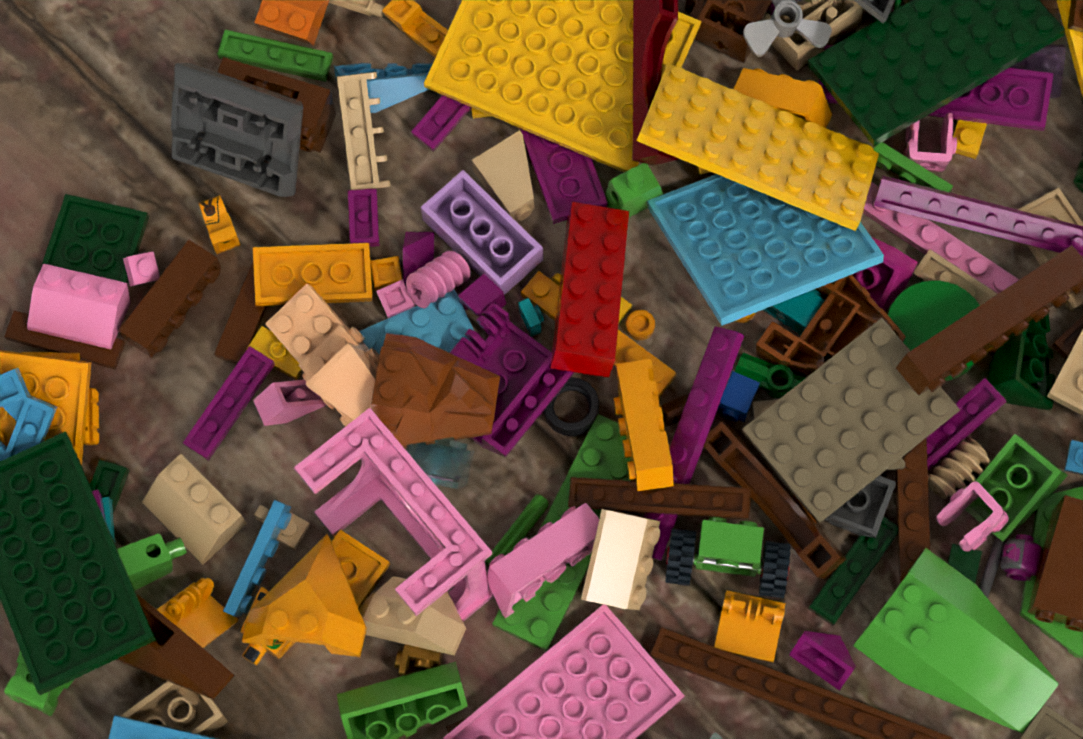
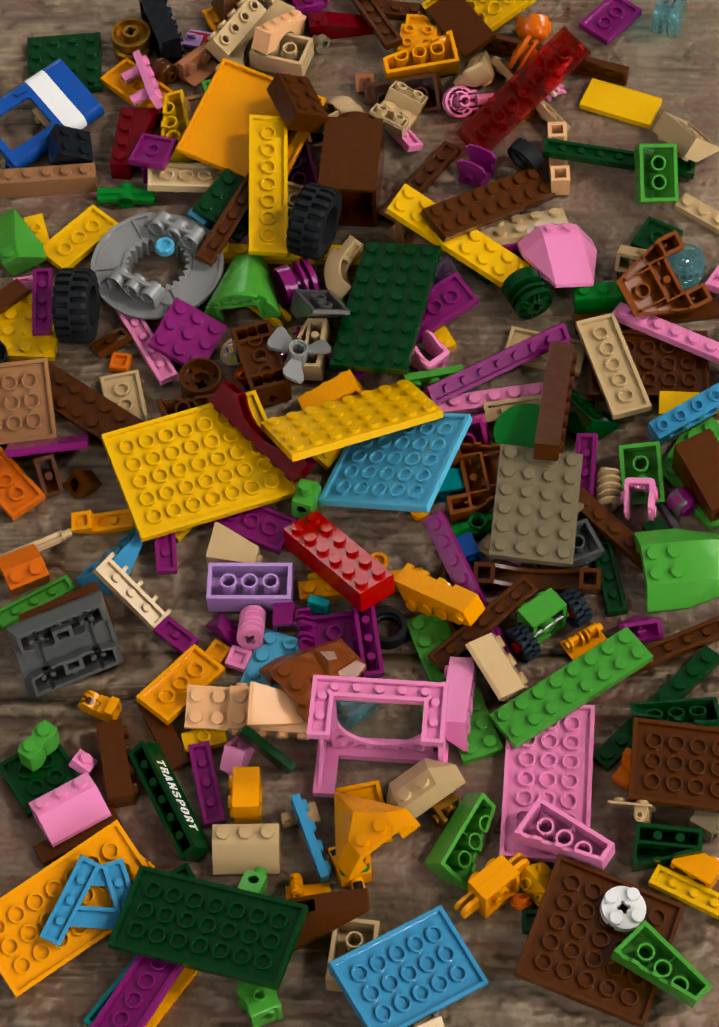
camera: 45 degrees left, 15 degrees down
(106, 214) = (39, 745): none -> bright green brick
(173, 388) = (169, 801): none -> dark green brick
(244, 455) = (245, 795): none -> light orange brick
(309, 415) = (266, 749): none -> dark green tile
(680, 654) = (570, 687): none -> bright green plate

